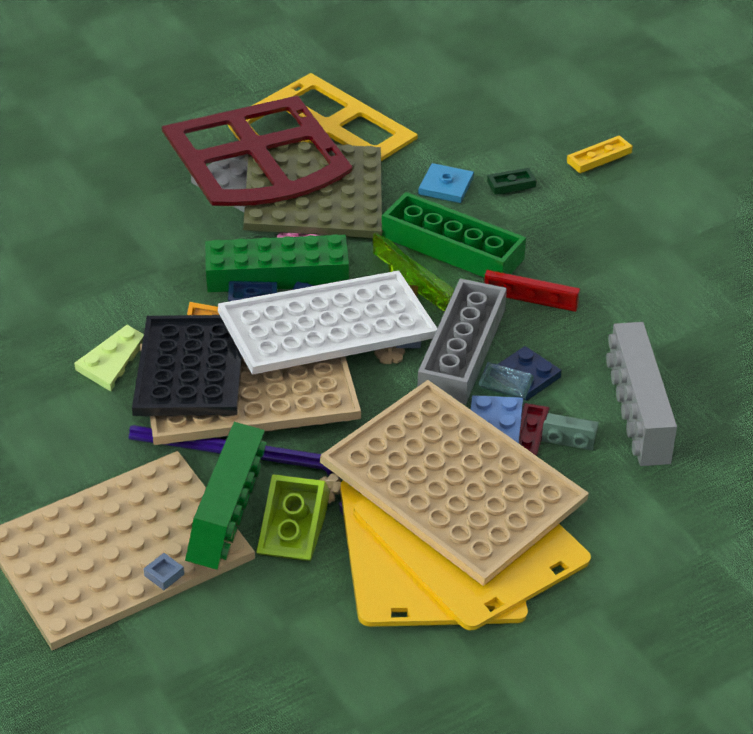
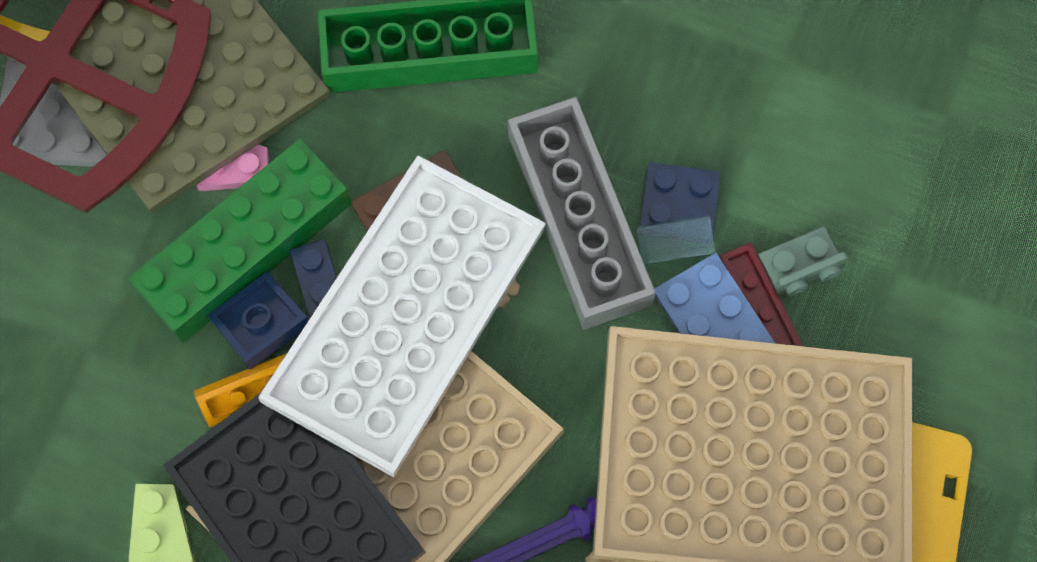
camera: 35 degrees left, 30 degrees up
(428, 284) = (426, 132): clear neon green wedge -> none
(535, 290) = (587, 64): red tile -> none
(641, 394) = (851, 154): light grey brick -> none

